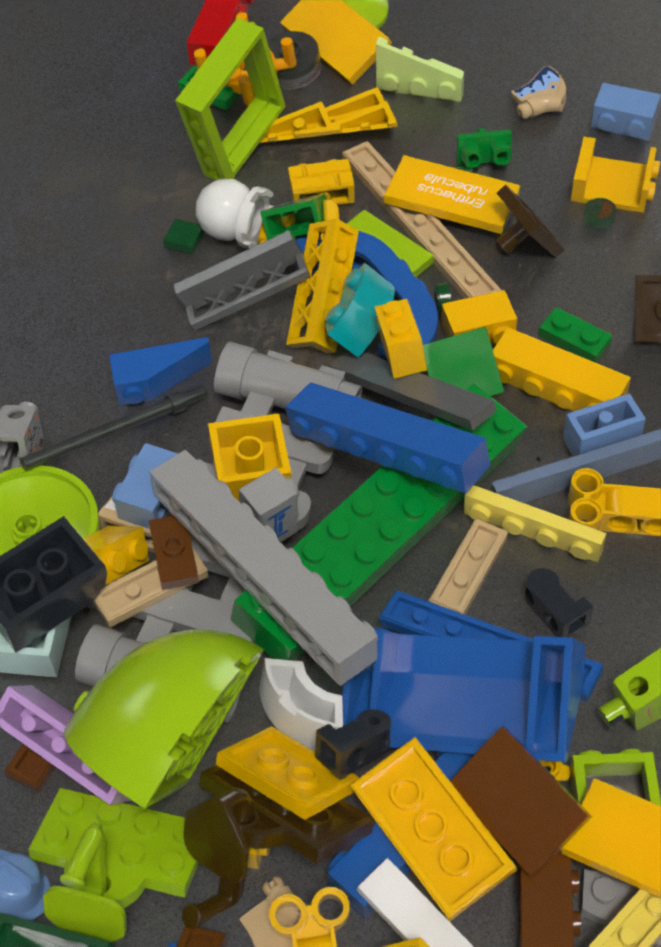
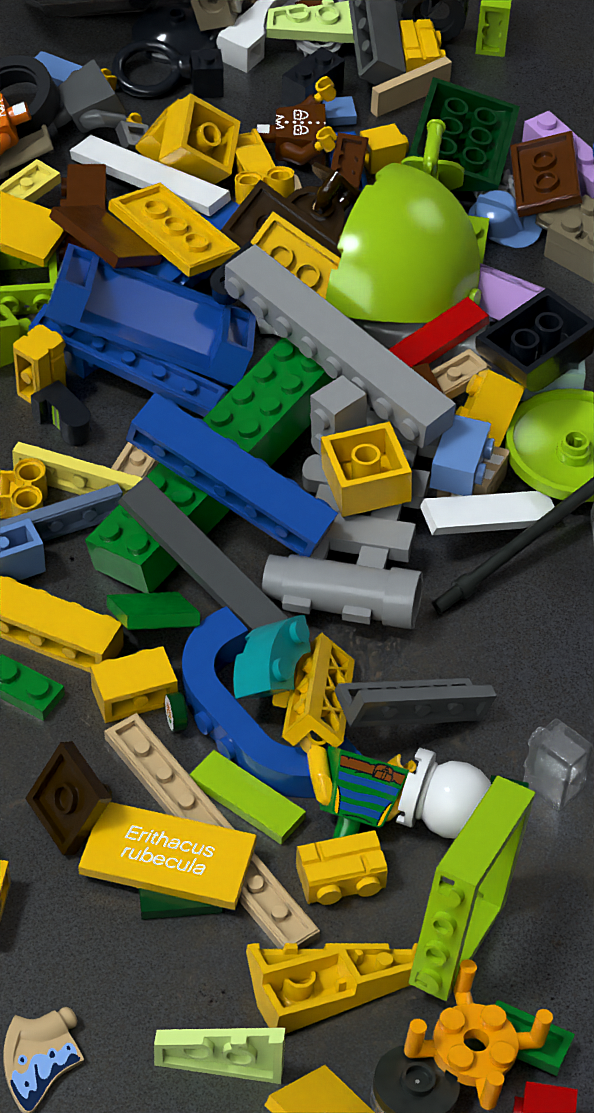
camera: 170 degrees right, 5 degrees down
(114, 462) = (485, 512): none -> white tile
(139, 229) = (557, 763): none -> clear brick
(153, 370) = (498, 613): blue slope -> none
(169, 614) = (441, 334): none -> red tile
(400, 338) = (222, 598): yellow brick -> none
(484, 147) = (139, 932): green hips -> none
(593, 626) = (38, 361): none -> yellow brick

